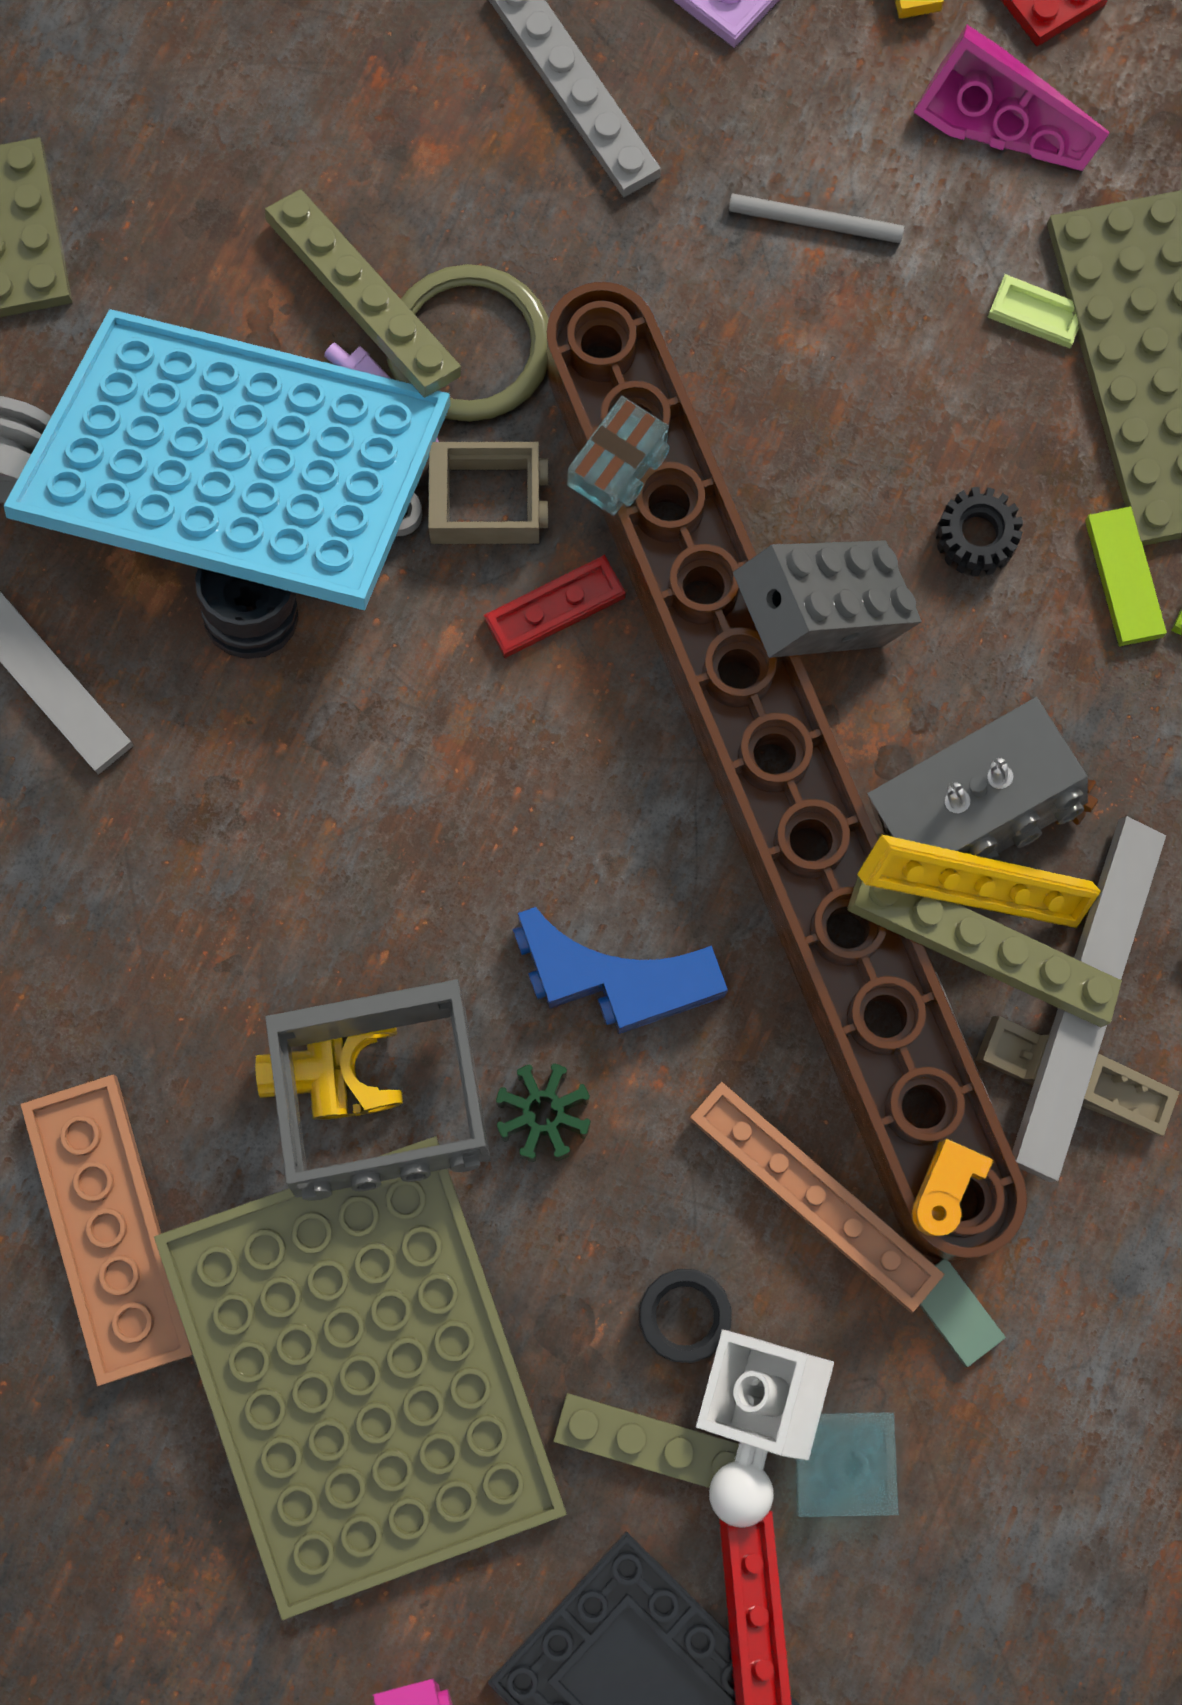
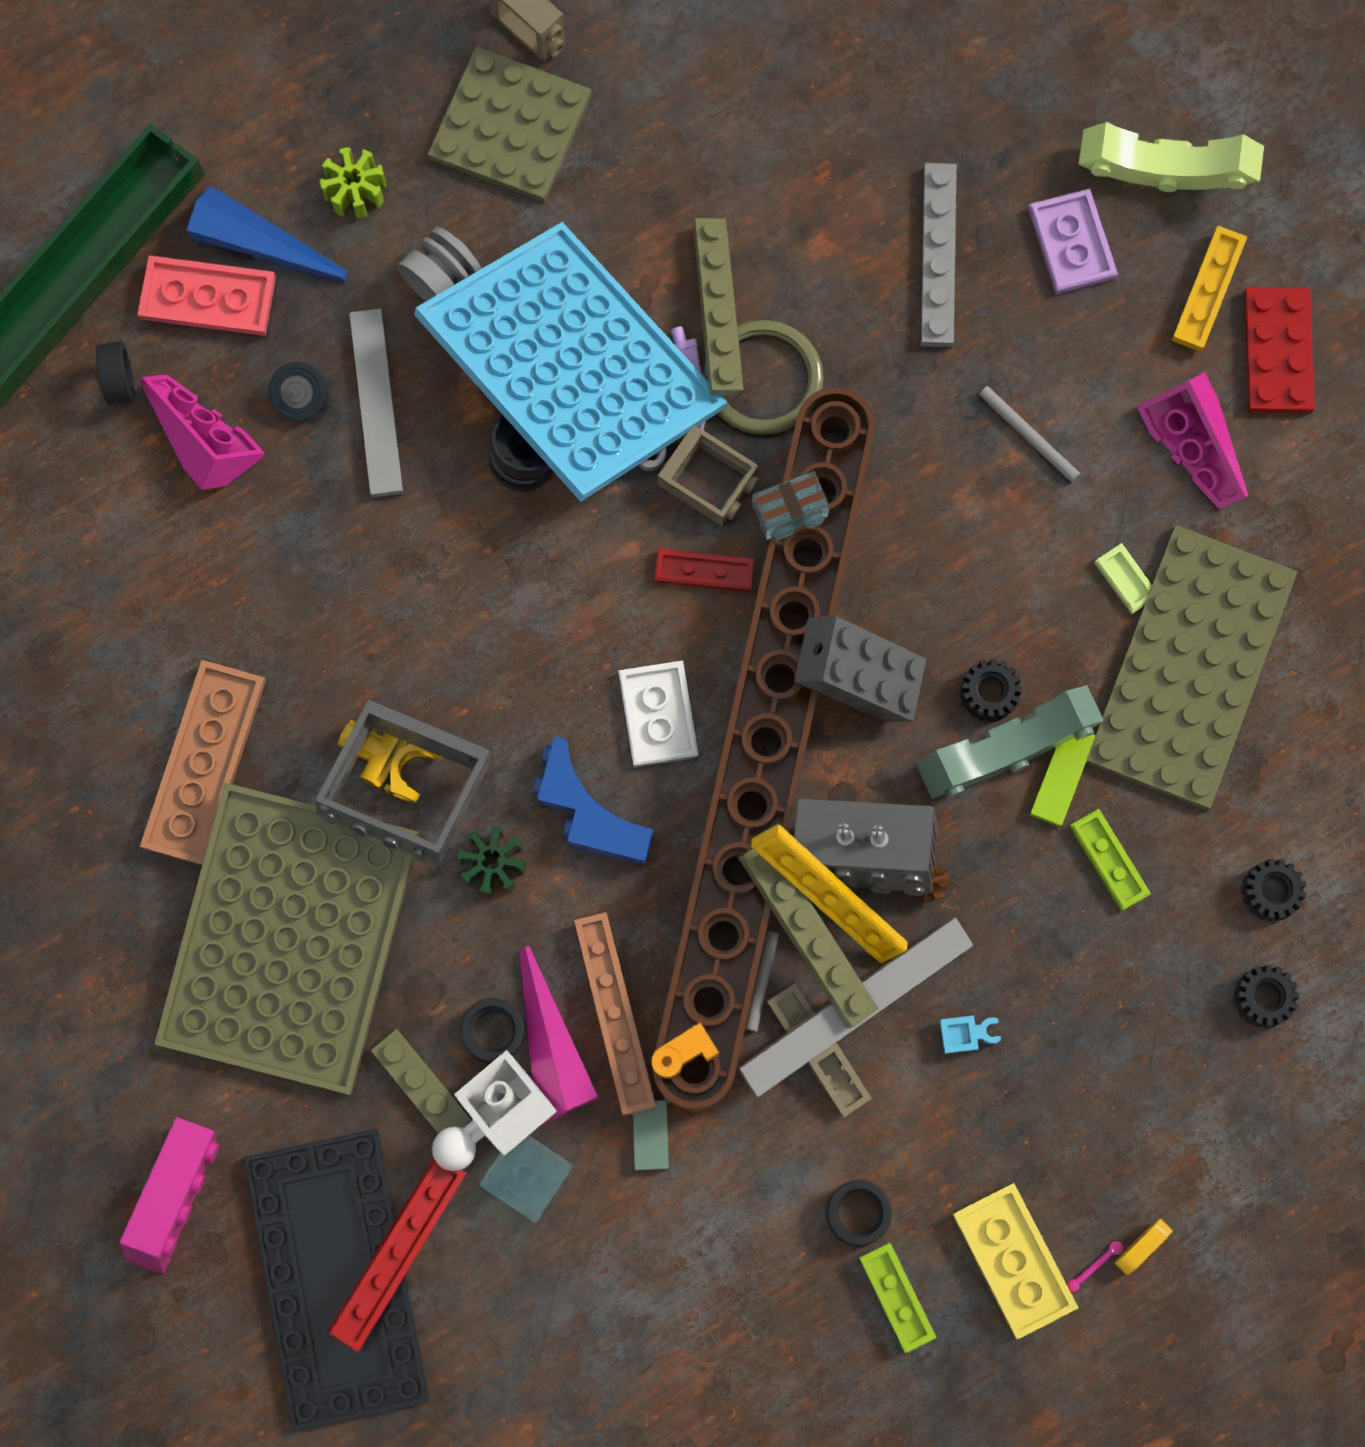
camera: 35 degrees right, 0 degrees up
(617, 808) = (658, 714): none -> white tile
(774, 1294) = (553, 1056): none -> dark pink wedge
(1050, 574) = (1010, 744): none -> sand green brick

